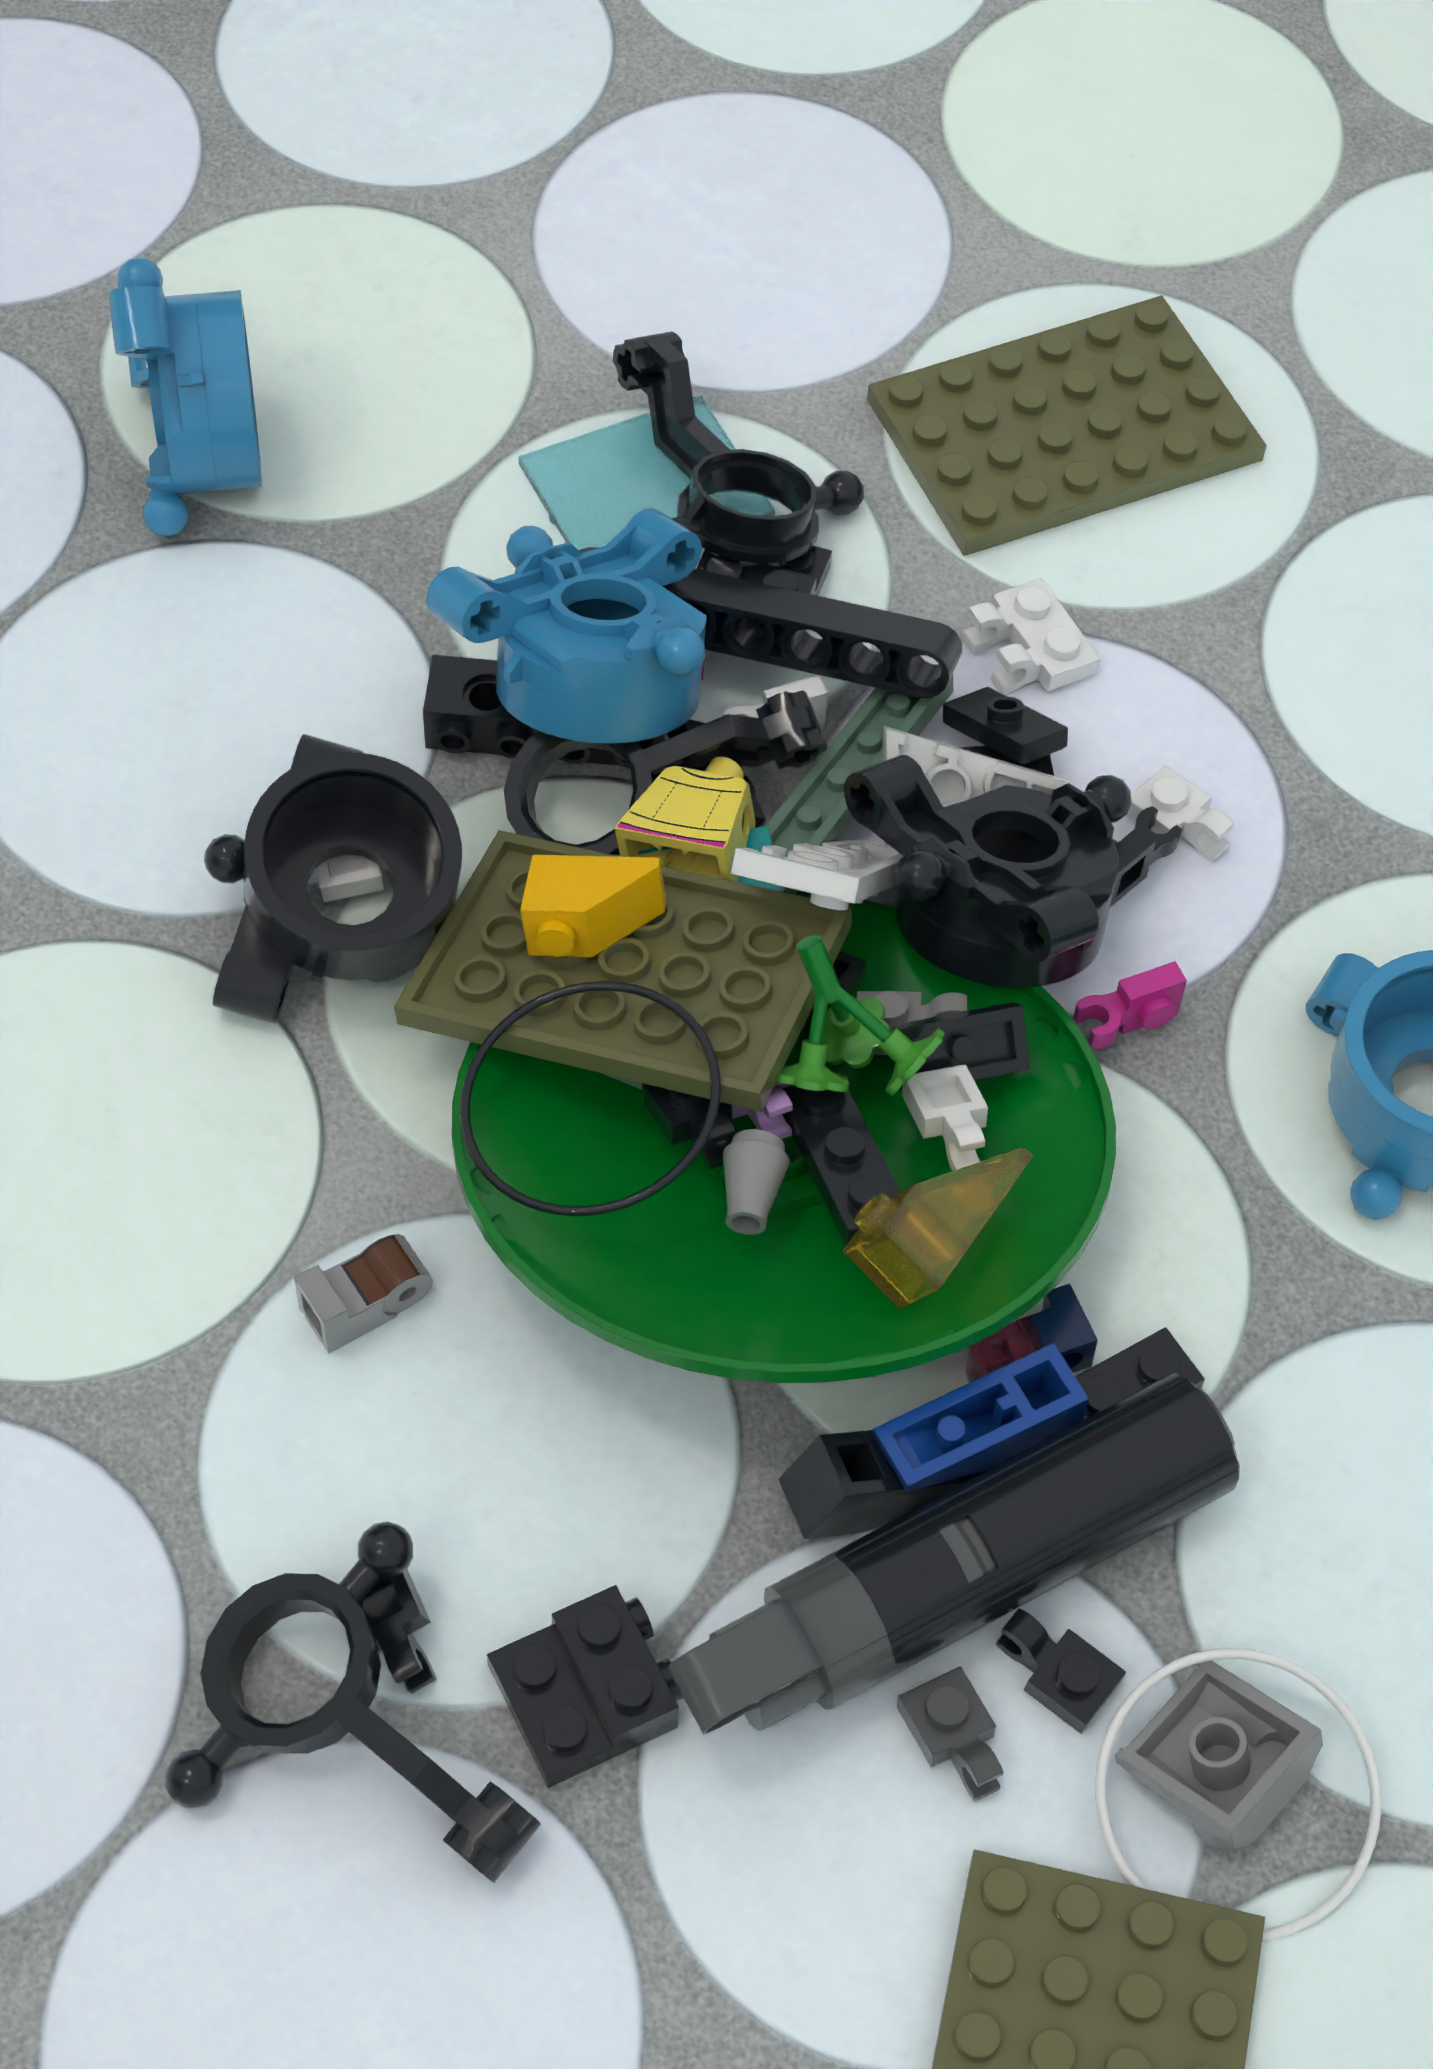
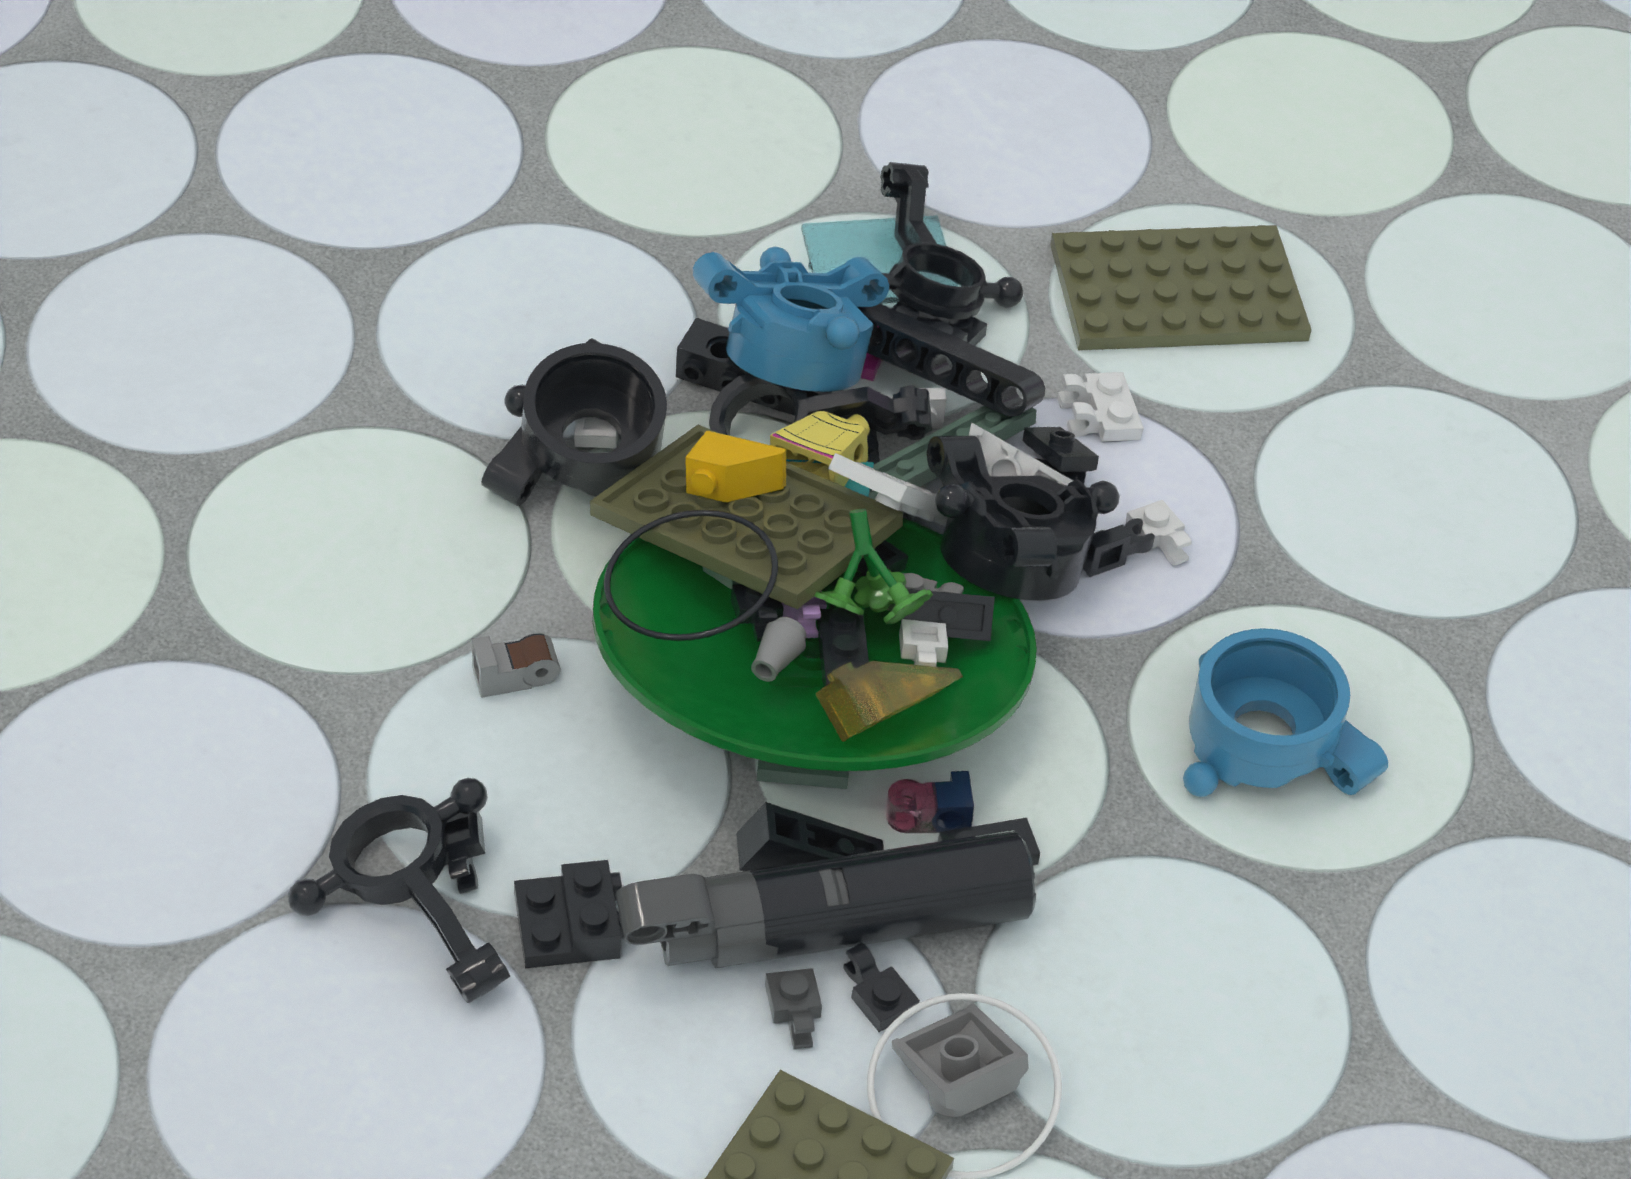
camera: 15 degrees right, 10 degrees down
(200, 389) = (601, 127): dark azure piece -> none
(984, 1421) = (876, 826): blue slope -> none
(1139, 1002) = (1083, 630): dark pink plate -> none

